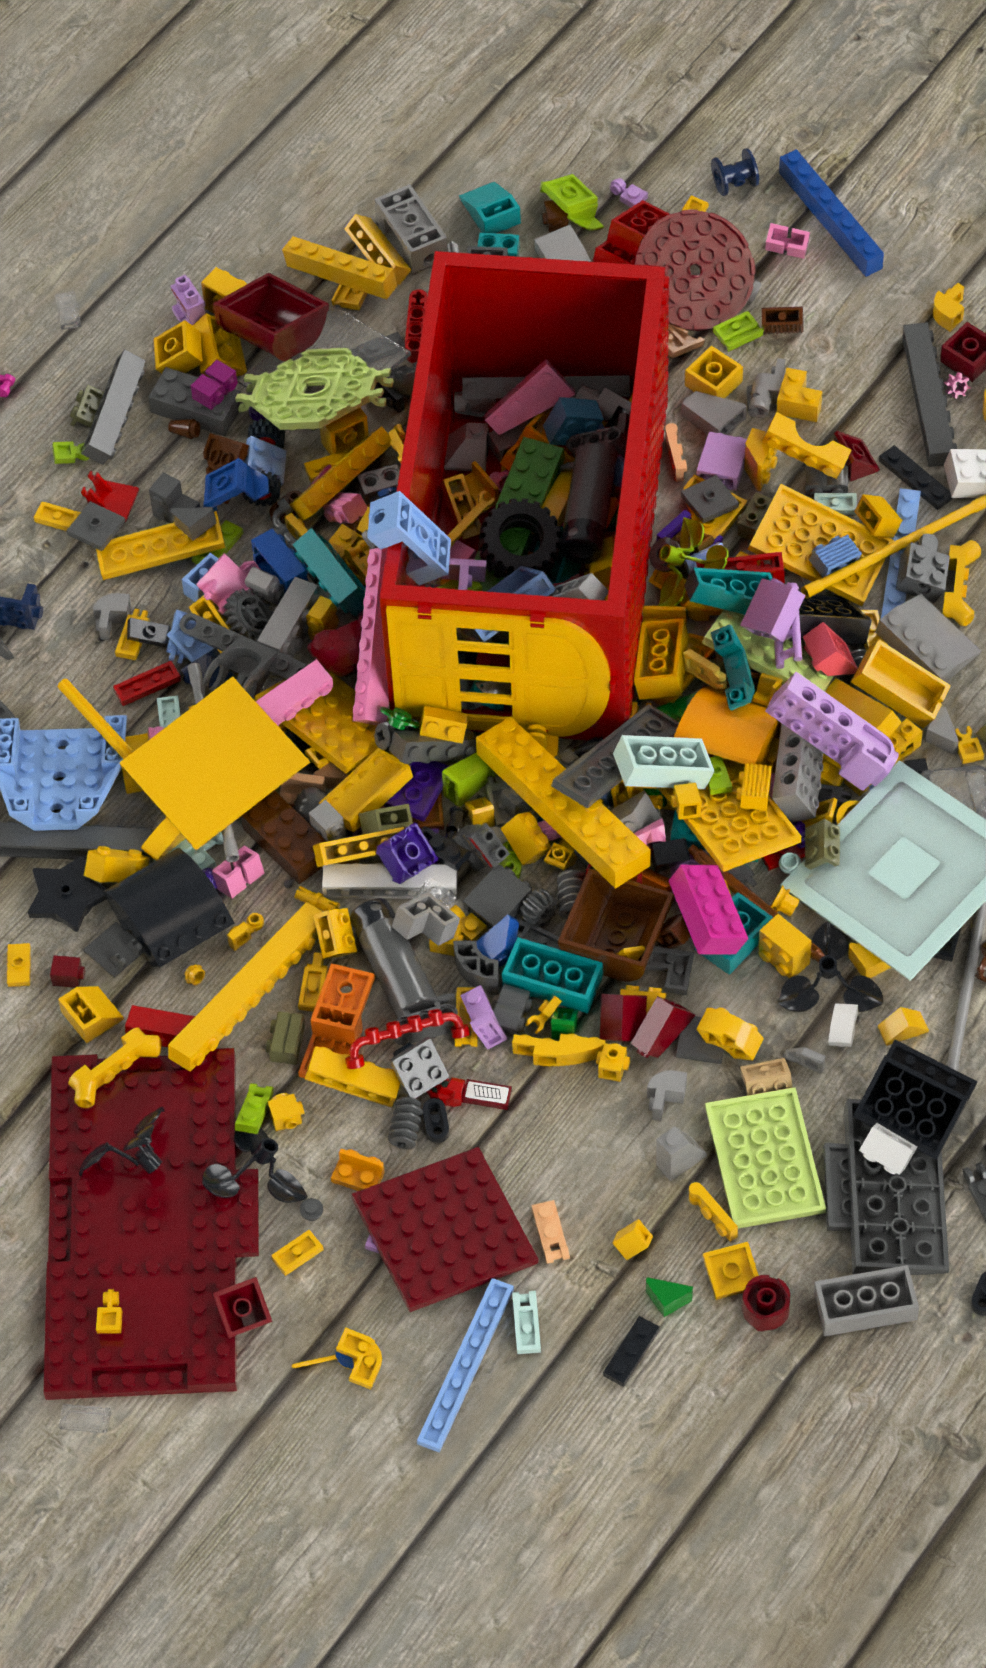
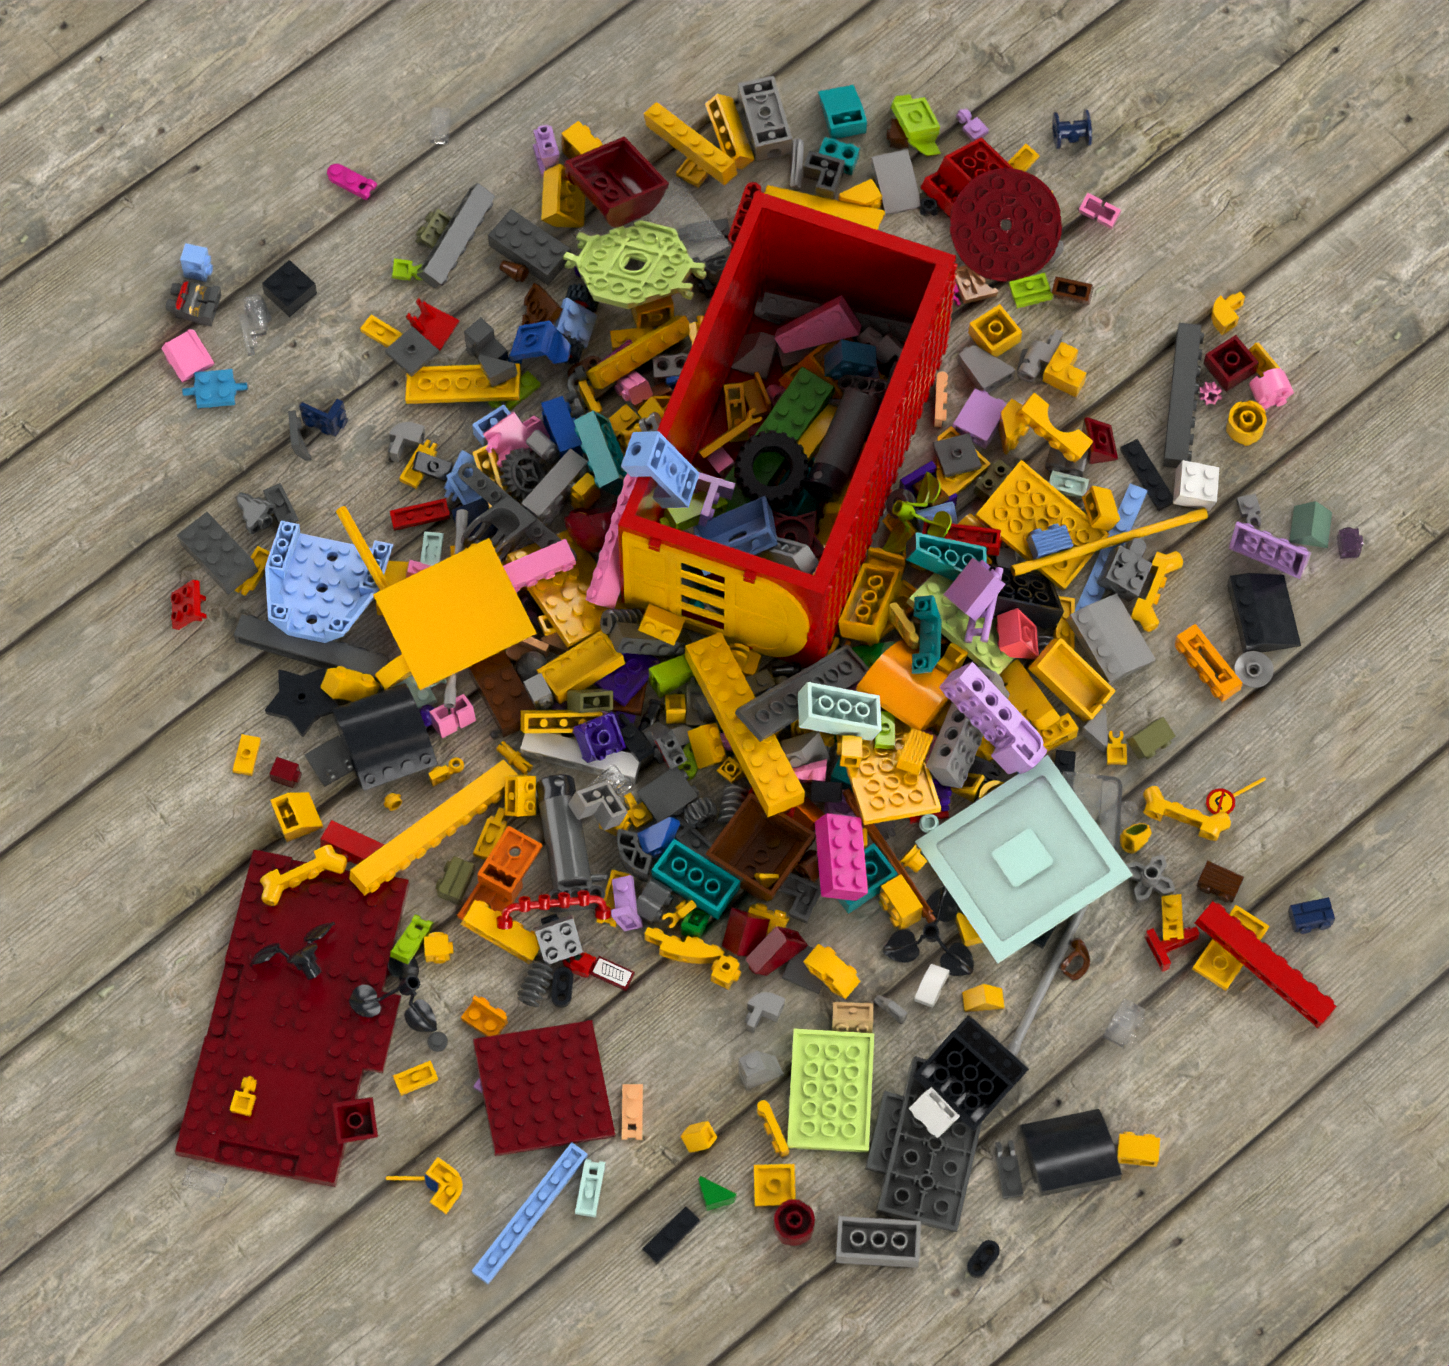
camera: 10 degrees right, 10 degrees up
(178, 348) = (526, 192): yellow brick -> none
(212, 390) = (544, 244): magenta piece -> none
(399, 718) = (624, 609): green plate -> none
(822, 844) = (959, 816): olive bracket -> none
(831, 213) = (1148, 190): blue brick -> none

